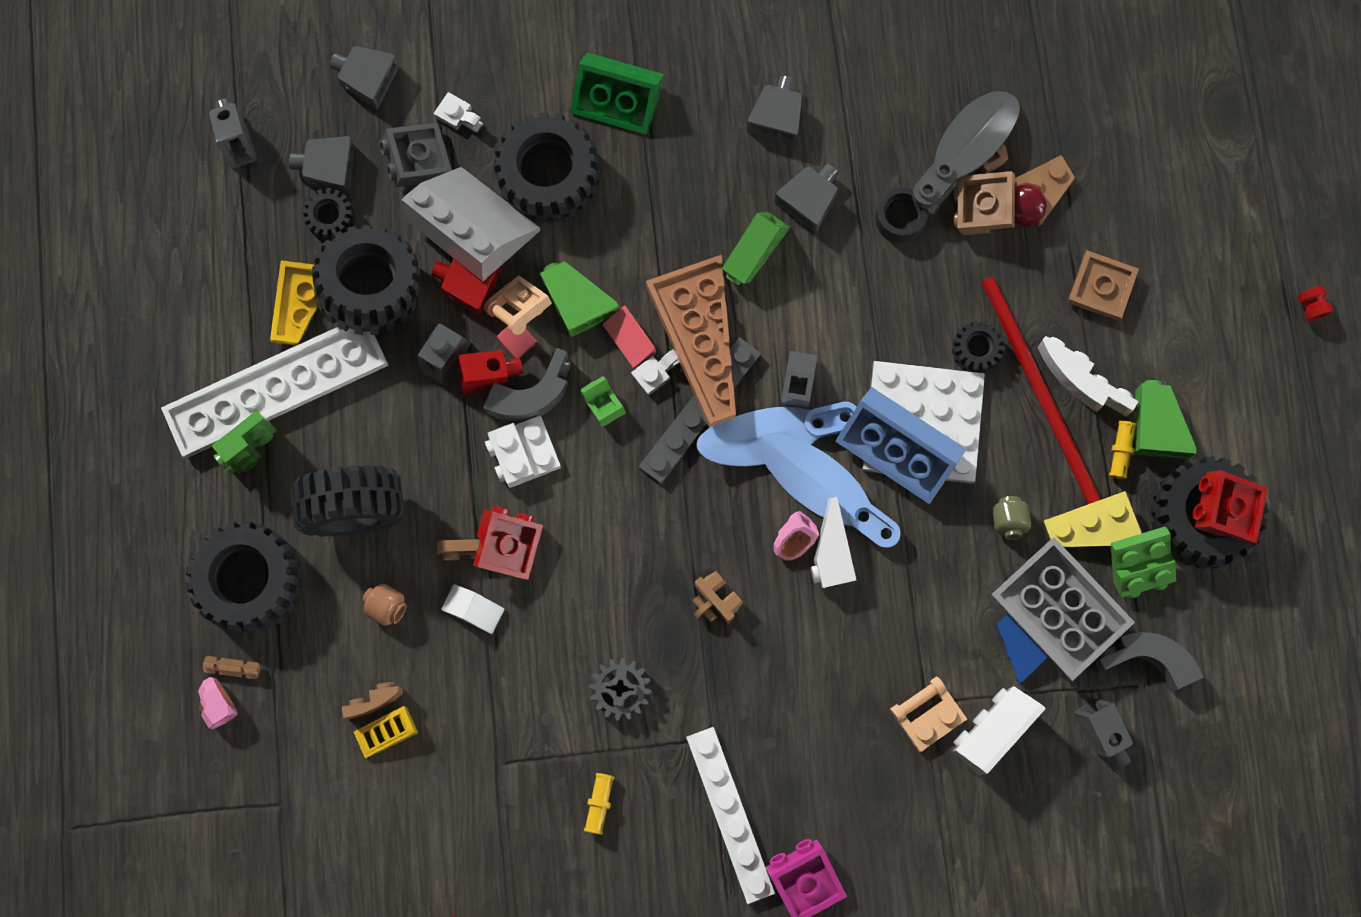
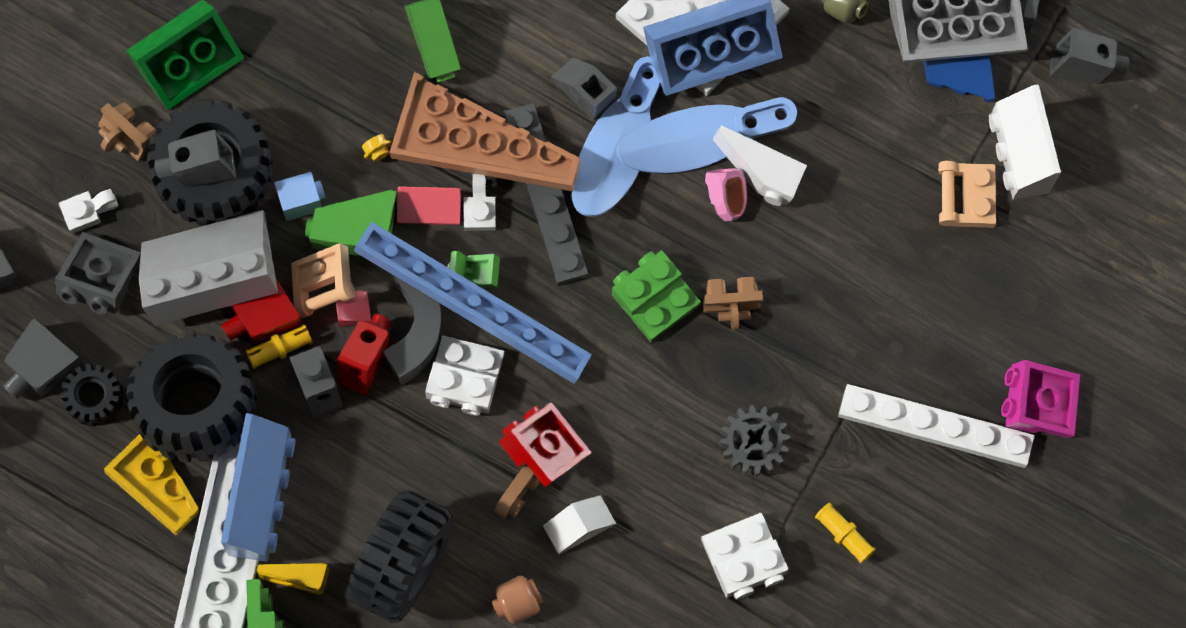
camera: 60 degrees left, 5 degrees down
(300, 449) = (299, 576): none -> yellow slope
(330, 369) = (257, 489): none -> medium blue slope
(451, 311) = (278, 346): none -> yellow pin
(529, 156) = (198, 160): none -> dark grey torso
(530, 743) = (745, 556): none -> white plate
(532, 85) = (121, 134): none -> medium nougat hips
(570, 244) = (299, 195): none -> light blue brick
(573, 418) = (472, 302): none -> medium blue plate
(645, 270) = (376, 148): none -> yellow plate
(679, 541) = (654, 295): none -> bright green plate

